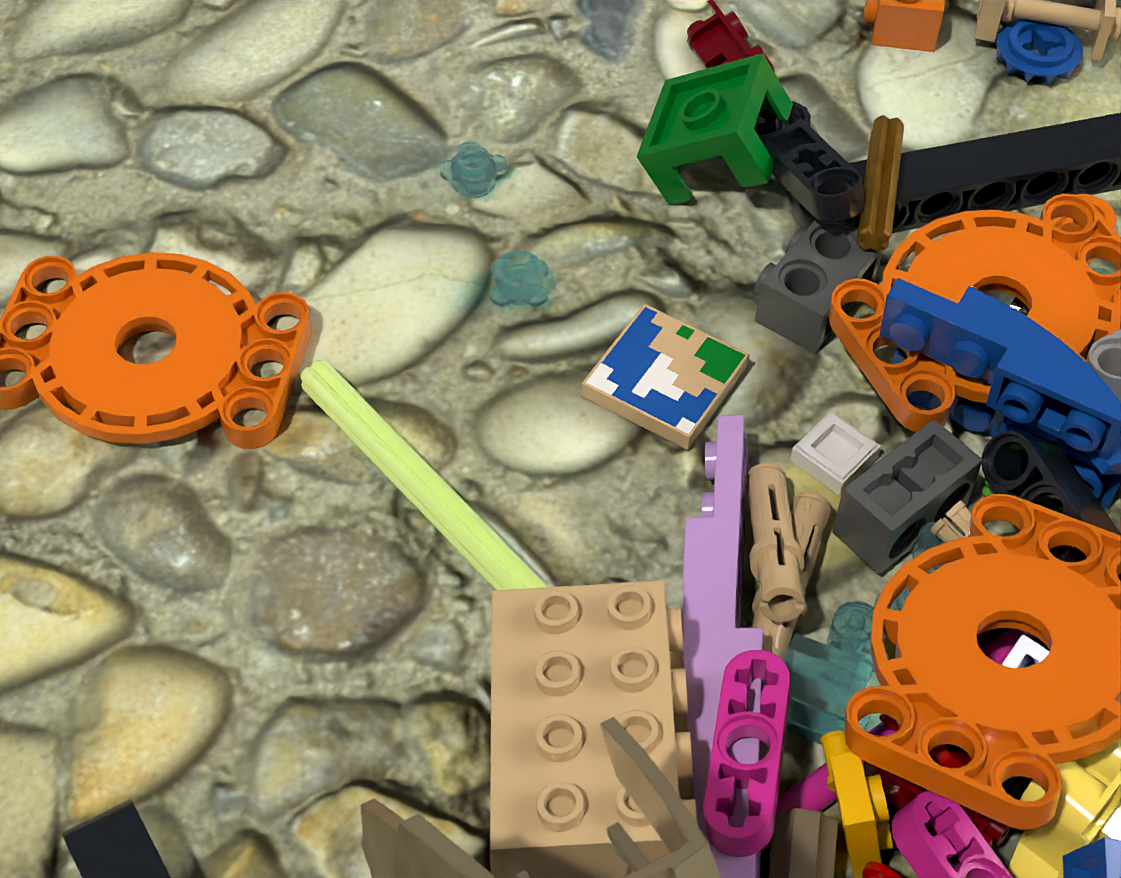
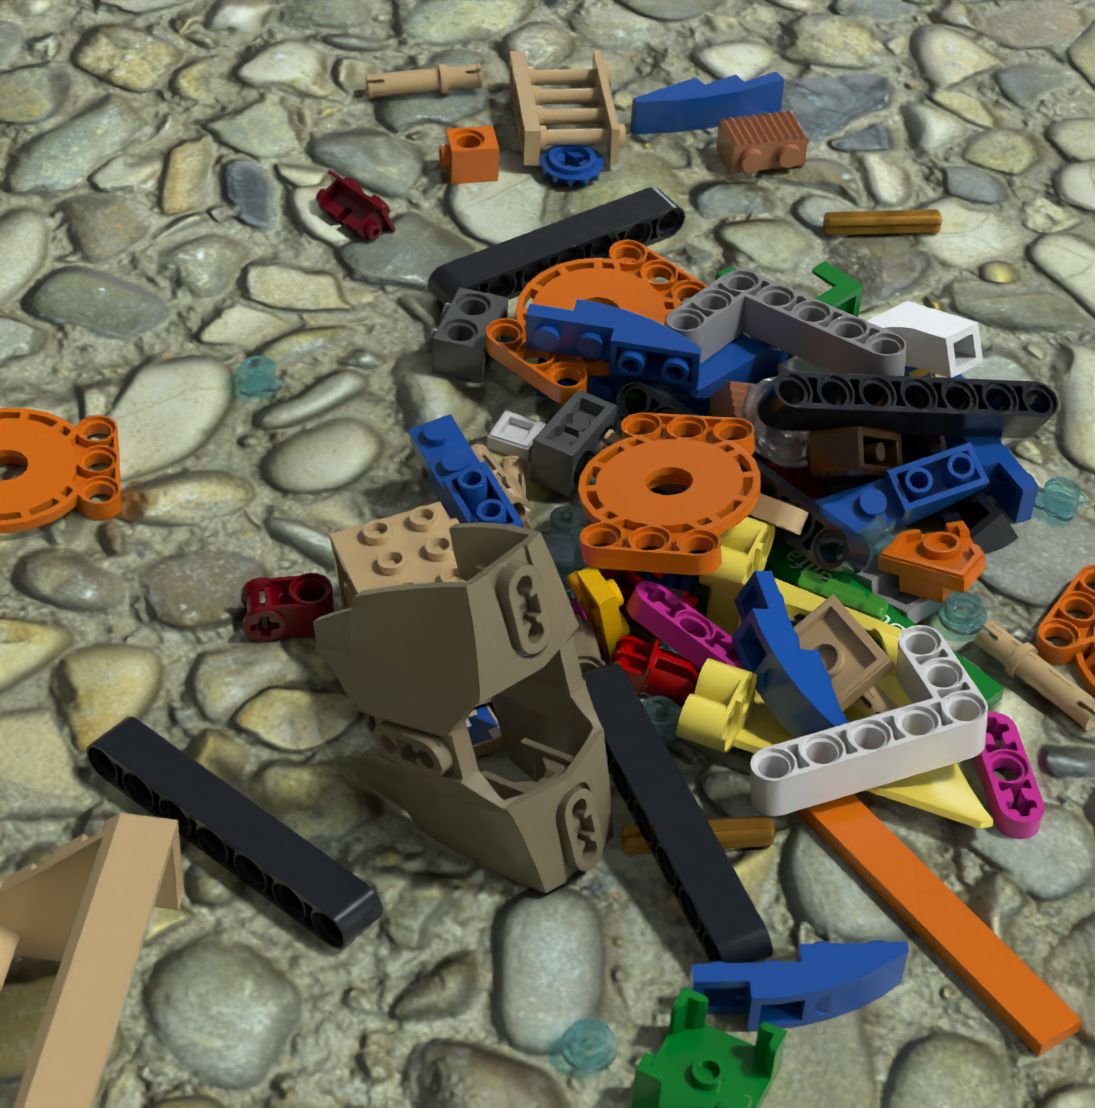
camera: 20 degrees left, 10 degrees down
(412, 665) = (289, 606): none -> dark red piece
(417, 480) = (232, 507): yellowish green axle -> none
(473, 170) = (195, 316): clear light blue plate -> none
(665, 376) = (381, 412): tile -> none
(711, 117) = (359, 242): green panel -> none
(718, 550) = (457, 476): none -> blue slope
(810, 166) = (425, 256): black beam -> none
(880, 184) = (493, 261): pearl gold axle -> none

